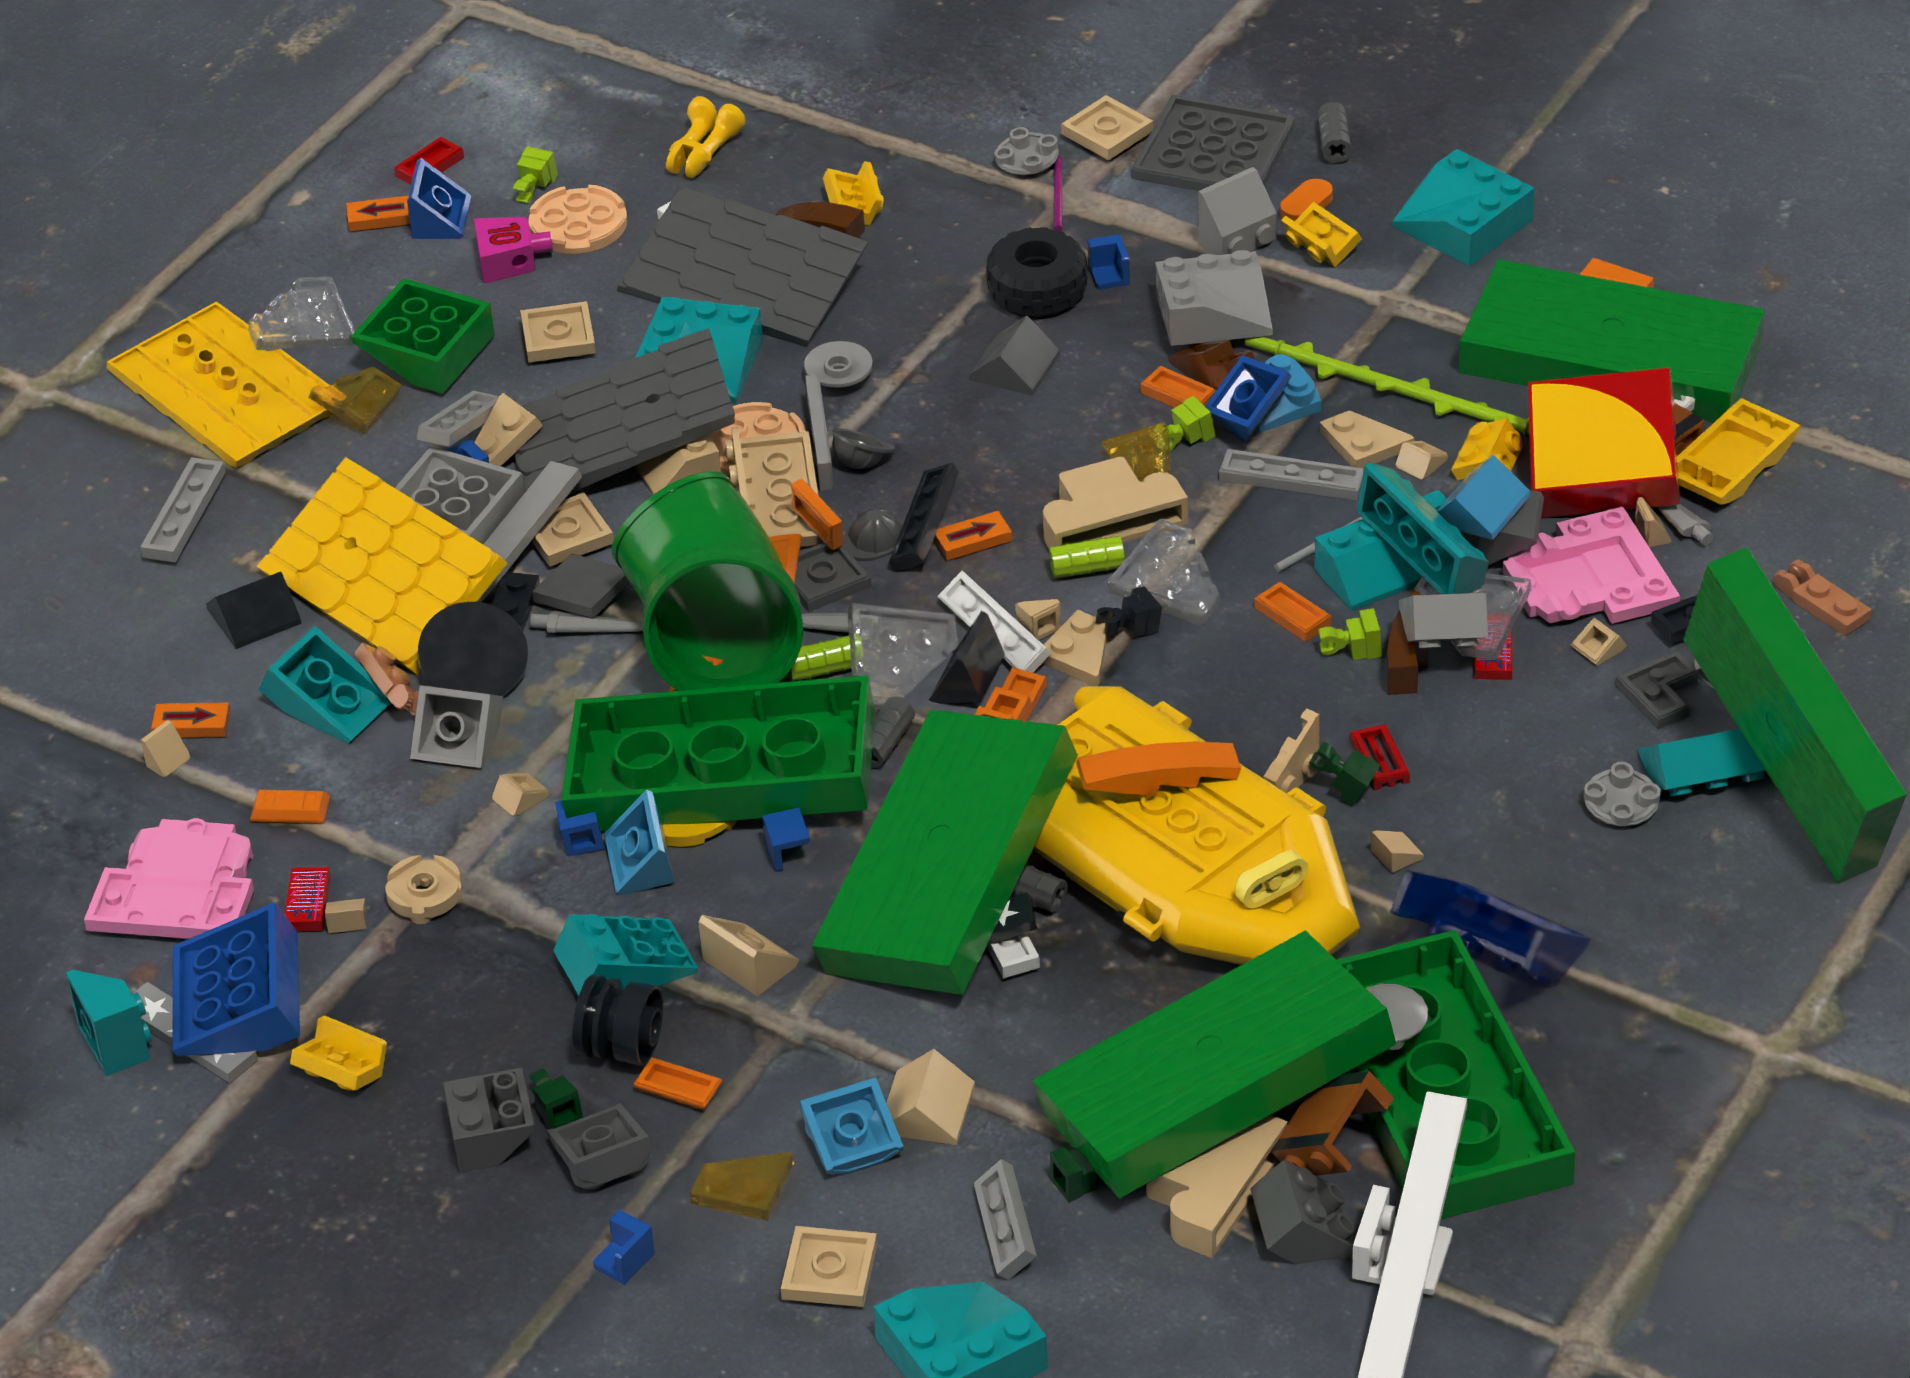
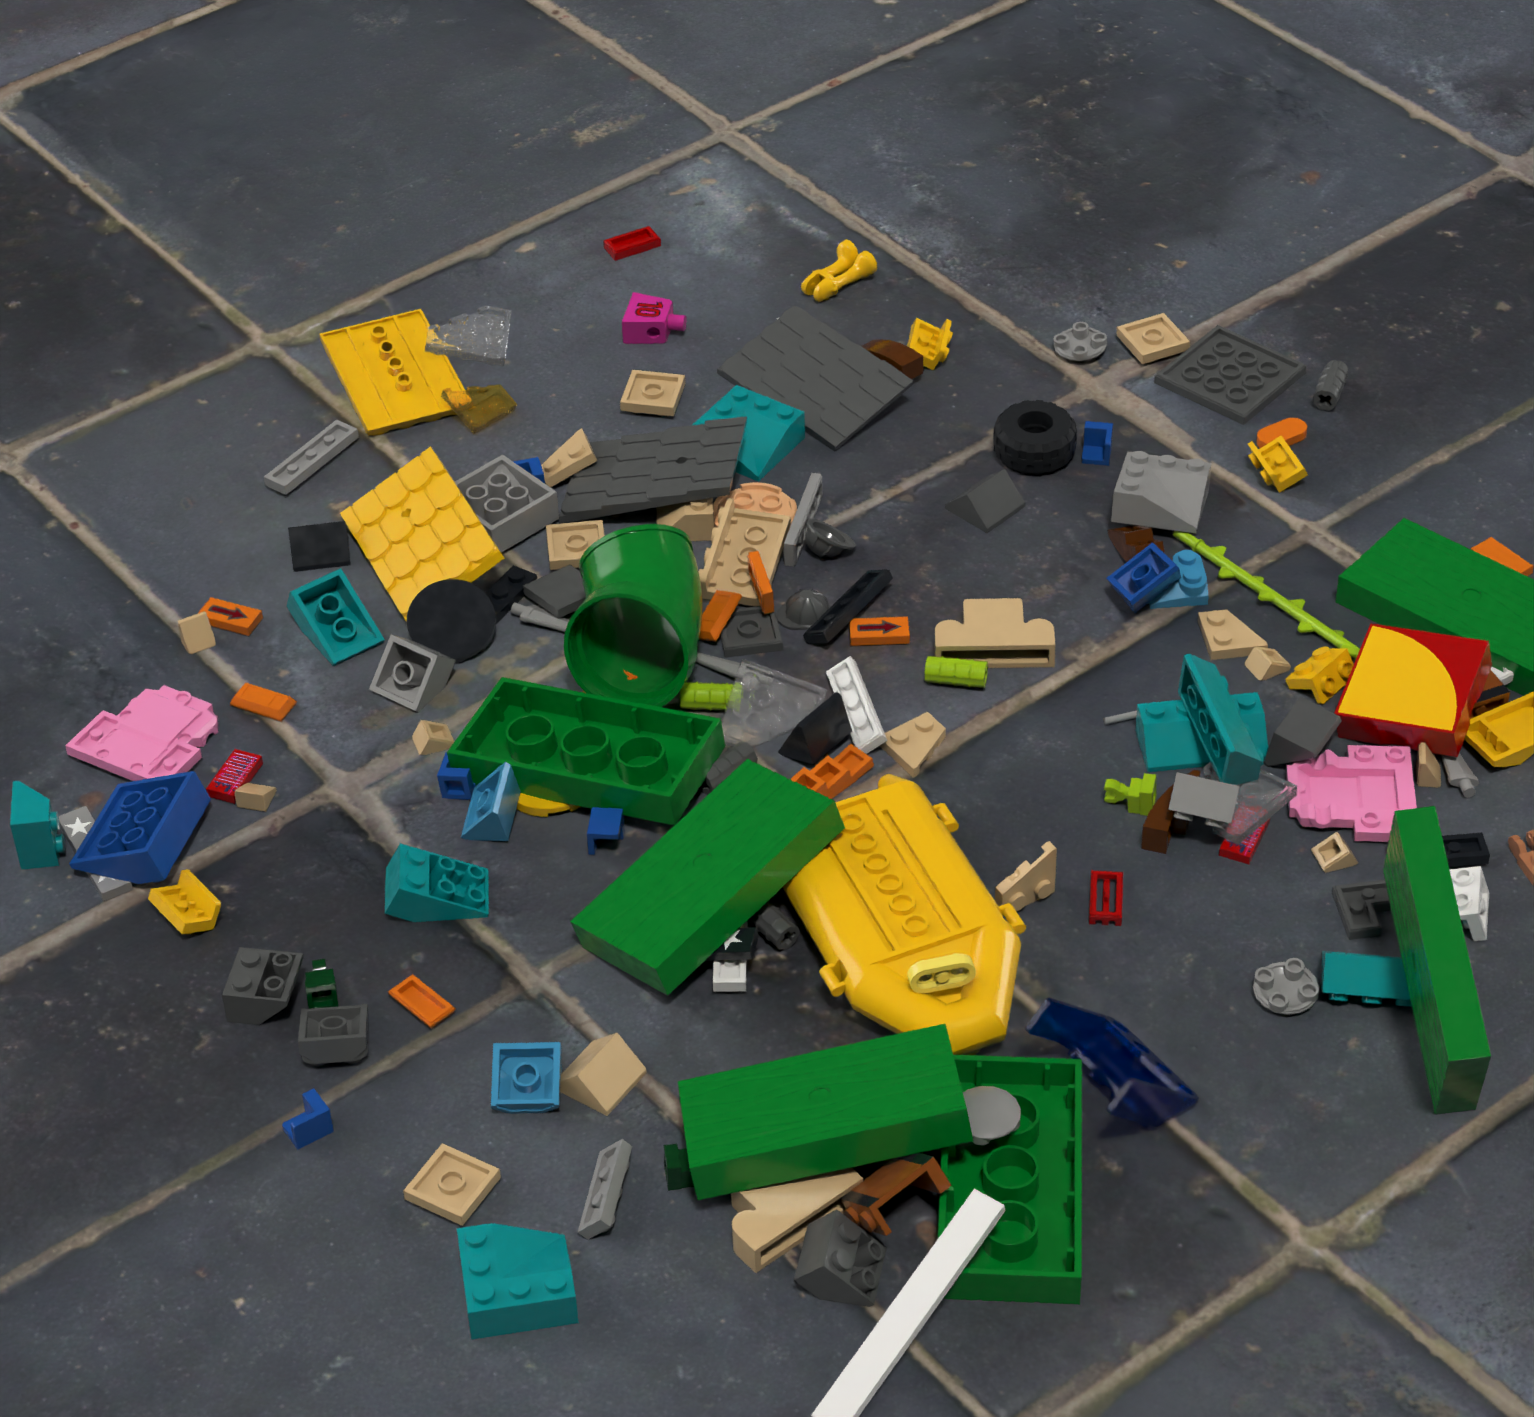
camera: 20 degrees right, 0 degrees up
(378, 213) = (575, 272): orange tile -> none
(388, 677) = (381, 619): nougat hinge -> none
(423, 904) = (312, 804): tan plate -> none
(426, 333) = (552, 370): green slope -> none
(436, 204) = (615, 274): blue slope -> none
(457, 420) = (534, 440): light grey plate -> none
(531, 514) = (542, 532): light grey tile -> none
(535, 169) = (702, 266): lime piece -> none
(579, 218) = (717, 311): light nougat tile -> none
(618, 1020) = (395, 937): black wheel -> none
(743, 954) = (526, 911): tan slope -> none
(743, 1185) = (427, 1097): clear yellow wing -> none
(839, 363) = (846, 470): light grey dish -> none
(1039, 616) = (892, 710): tan slope -> none
(1058, 217) = (1089, 381): magenta axle -> none
(1138, 615) = (971, 728): black piece -> none
(1144, 450) = (1043, 599): clear yellow wing -> none
(1148, 766) = (890, 852): orange slope -> none
(1171, 571) = (1012, 703): clear plate -> none
(1174, 388) = (1098, 557): orange tile -> none
(1192, 422) = (1094, 586): lime piece -> none
(1236, 214) = (1213, 430): light grey slope -> none
(1291, 474) = (1146, 644): light grey tile -> none
(1292, 611) = (1098, 759): orange tile -> none
(1351, 776) = (1069, 906): dark green piece -> none
(1374, 1239) = (881, 1293): white bracket -> none
(1394, 849) = (1077, 977): tan slope -> none
(1466, 208) = (1406, 471): teal slope -> none
(1485, 500) = (1283, 711): dark azure slope -> none

